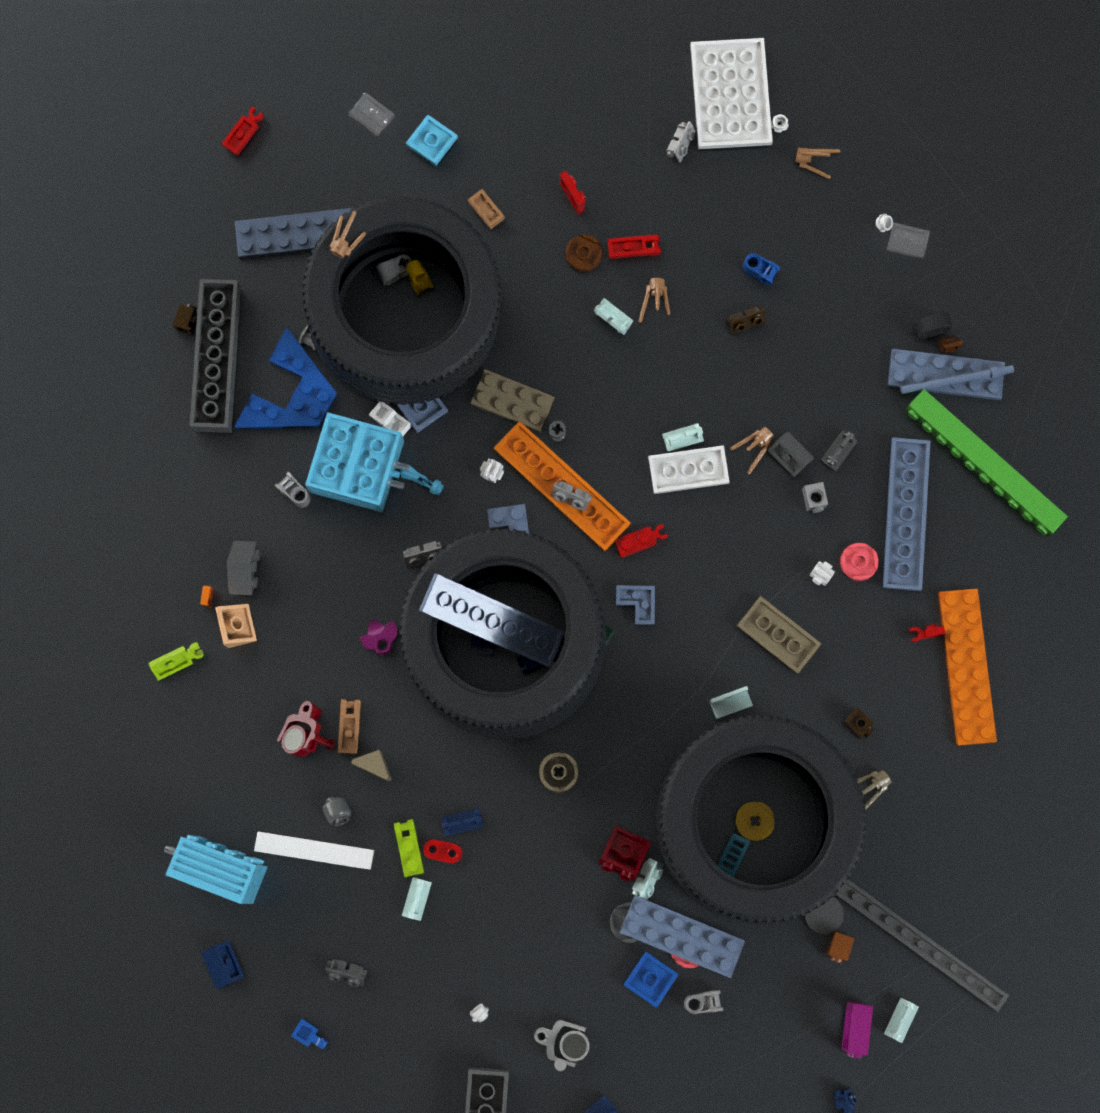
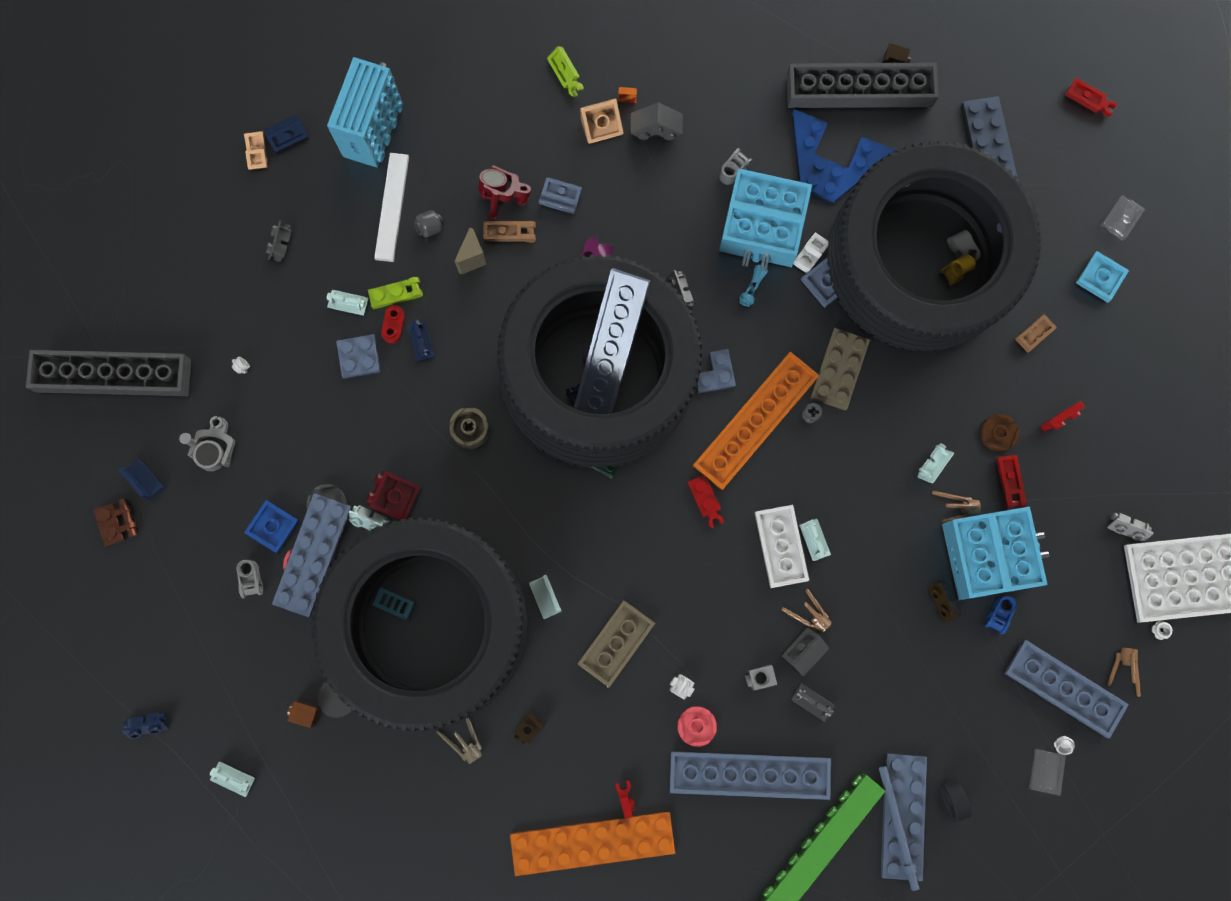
camera: 85 degrees right, 0 degrees up
(241, 997) = (256, 150): none -> light nougat slope
(307, 1033) = (221, 210): blue plate -> none
(313, 671) = (560, 195): none -> sand blue plate
(340, 246) = (980, 171): medium nougat plant -> none
(475, 888) = (358, 356): none -> sand blue plate
(491, 470) = (767, 350): white gear -> none
(579, 499) = (748, 420): light grey hinge -> none
(642, 598) = (647, 504): sand blue plate -> none
(705, 268) = (995, 553): none -> medium azure piece
(752, 810) = (427, 613): yellow plate -> none
(831, 216) = (1066, 689): none -> sand blue plate
(857, 1029) = (220, 732): magenta window -> none
(922, 945) = (304, 801): dark grey plate -> none
(950, 344) = (937, 820): reddish brown slope -> none

